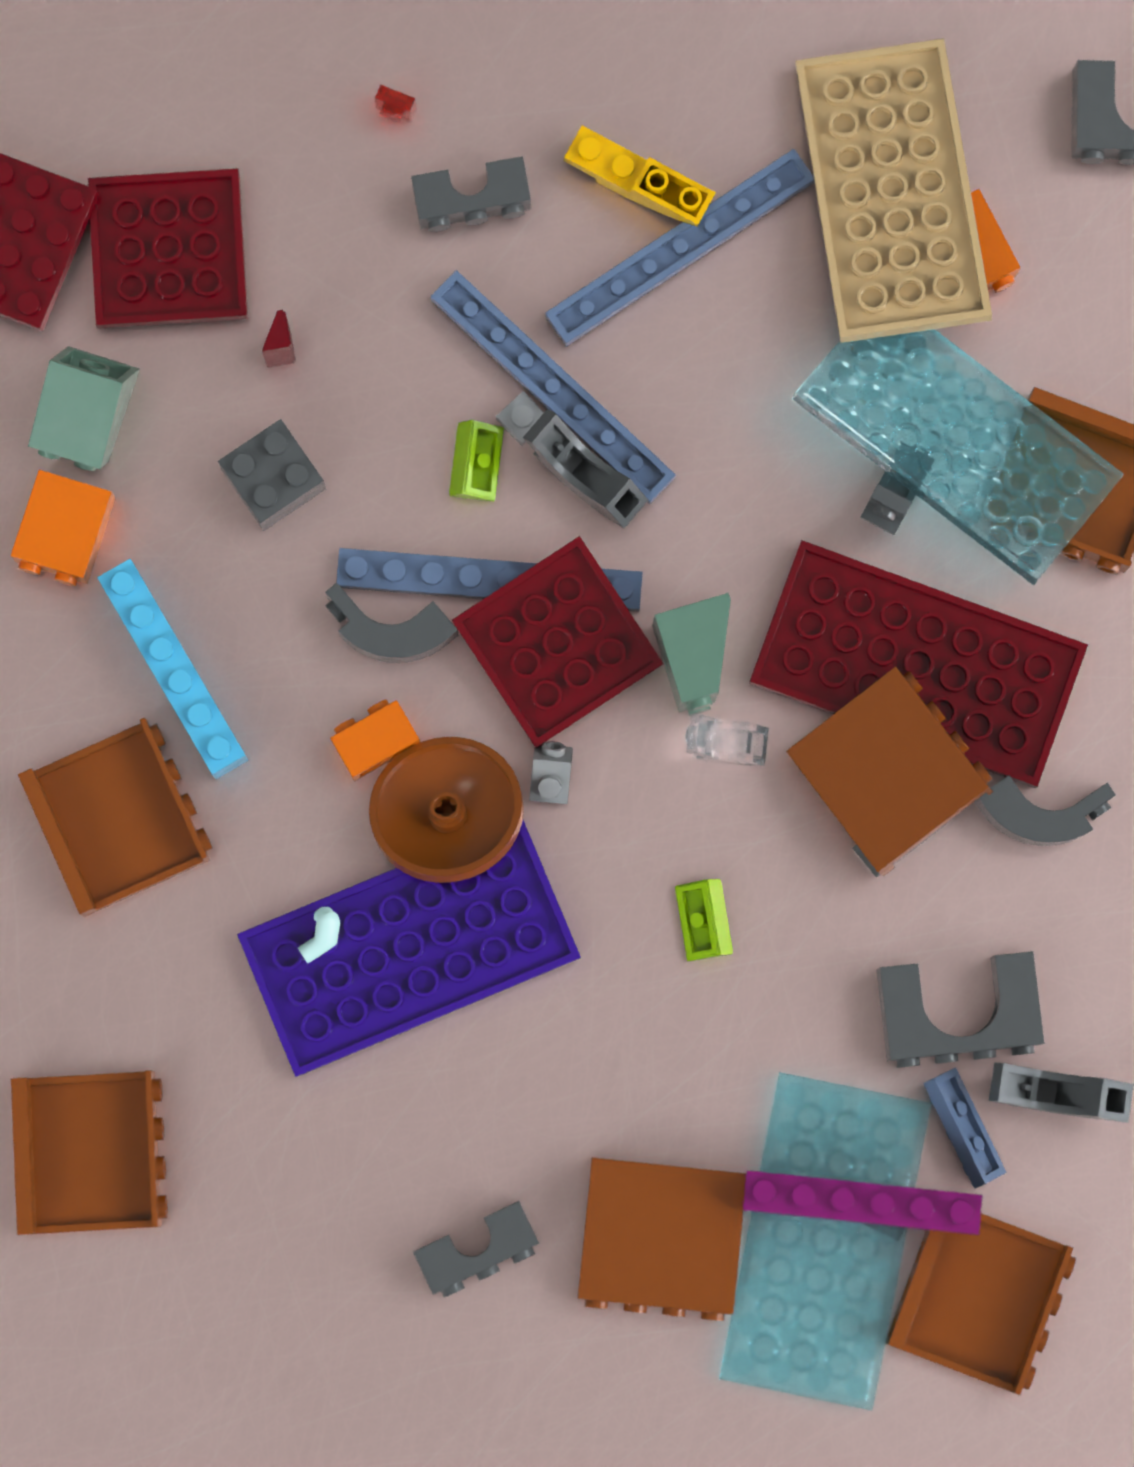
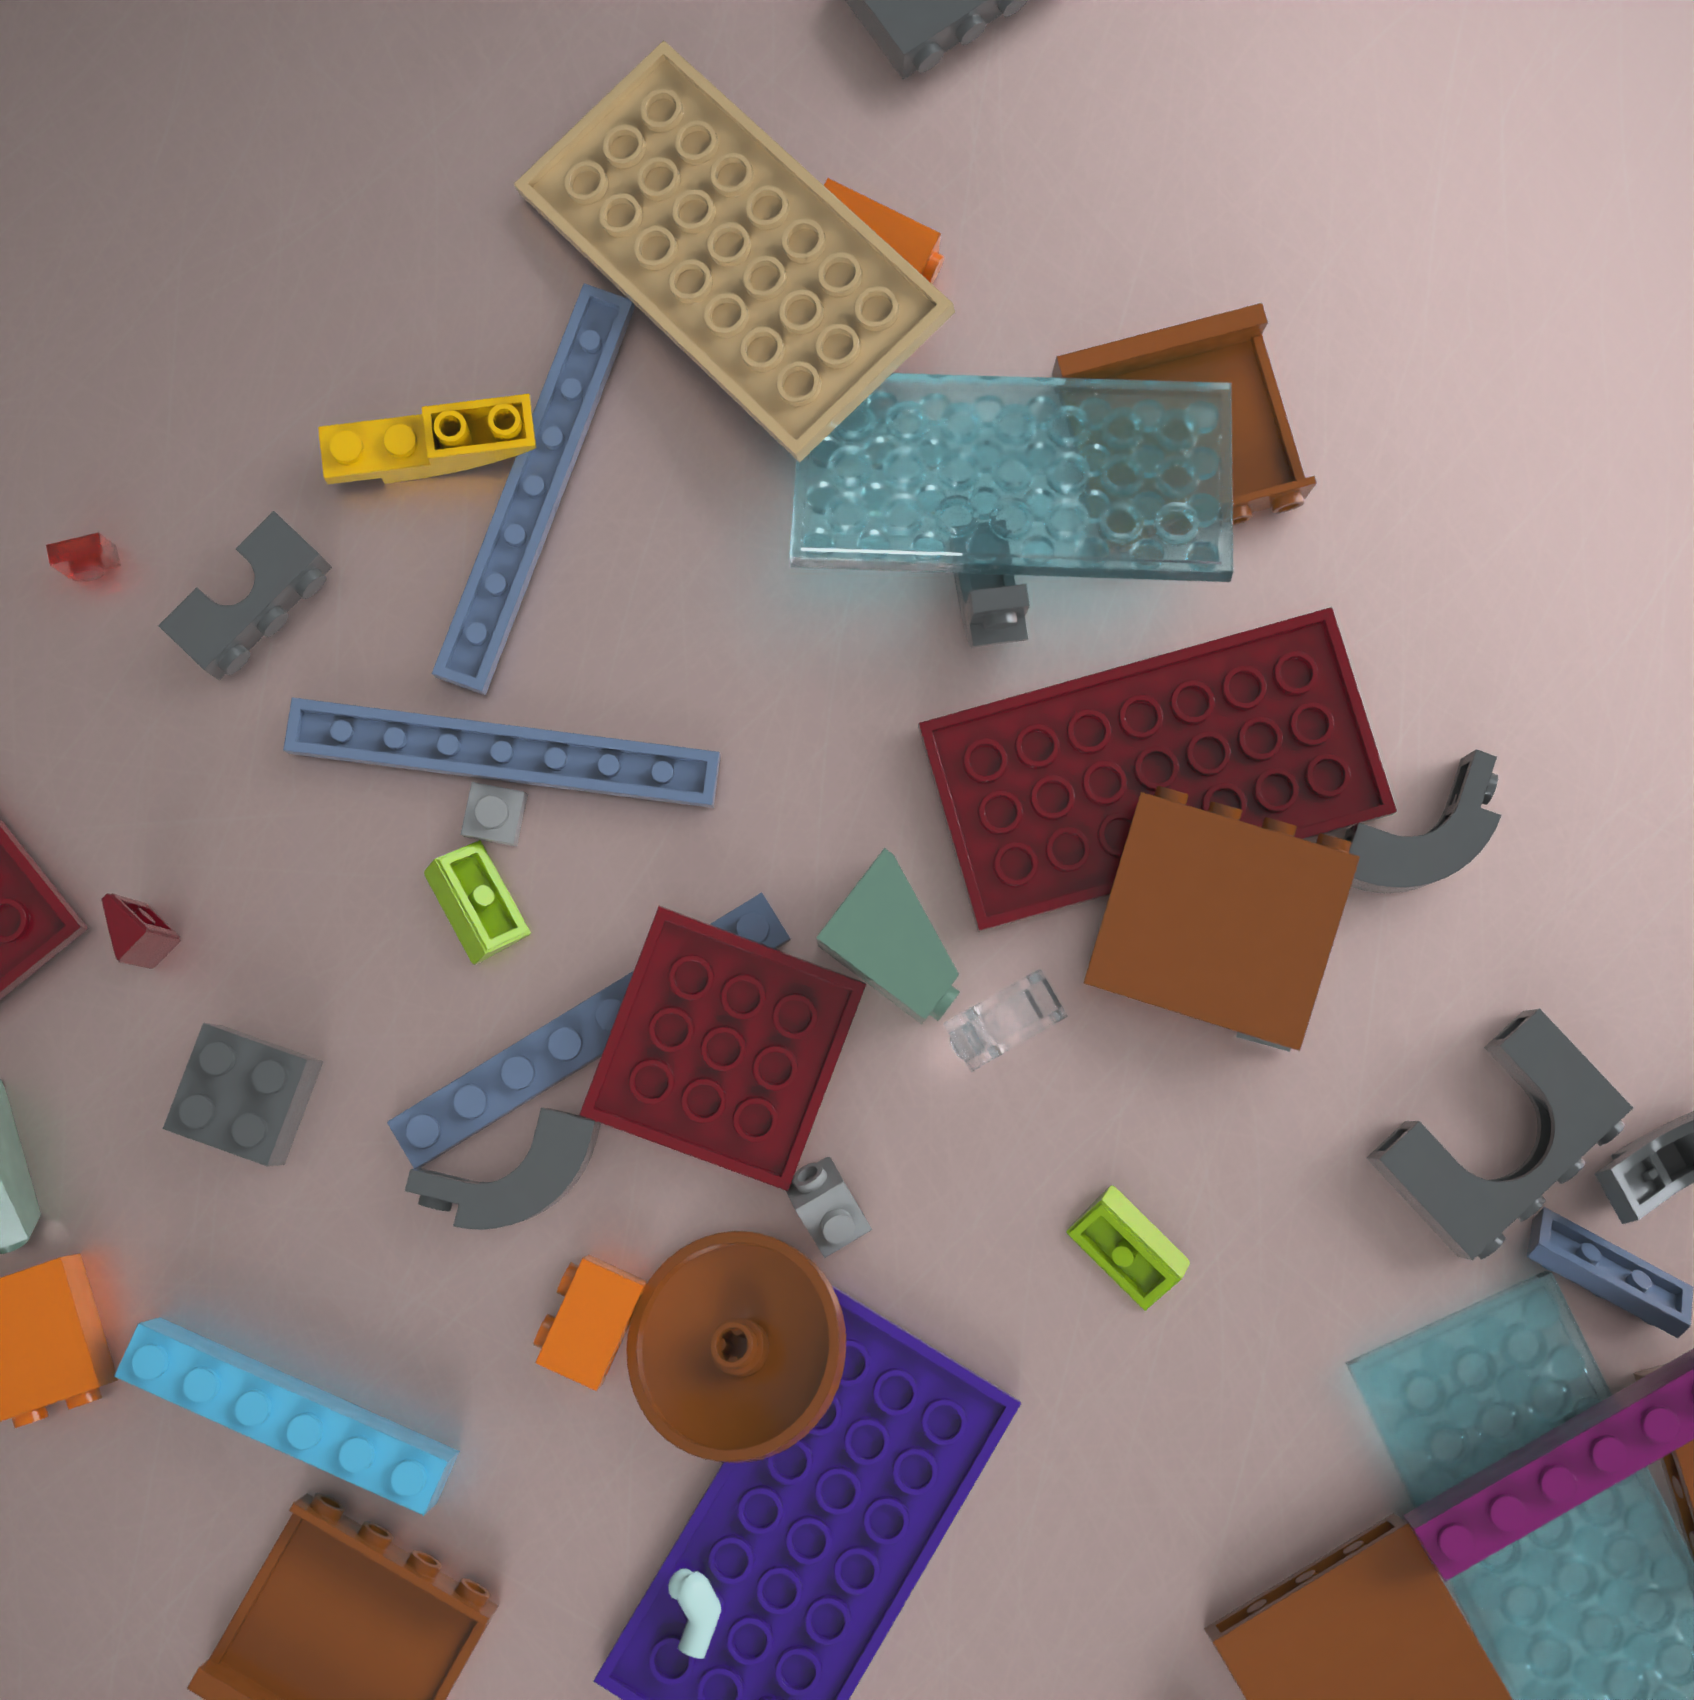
camera: 30 degrees left, 0 degrees up
(583, 471) = (608, 825): dark grey arch -> none

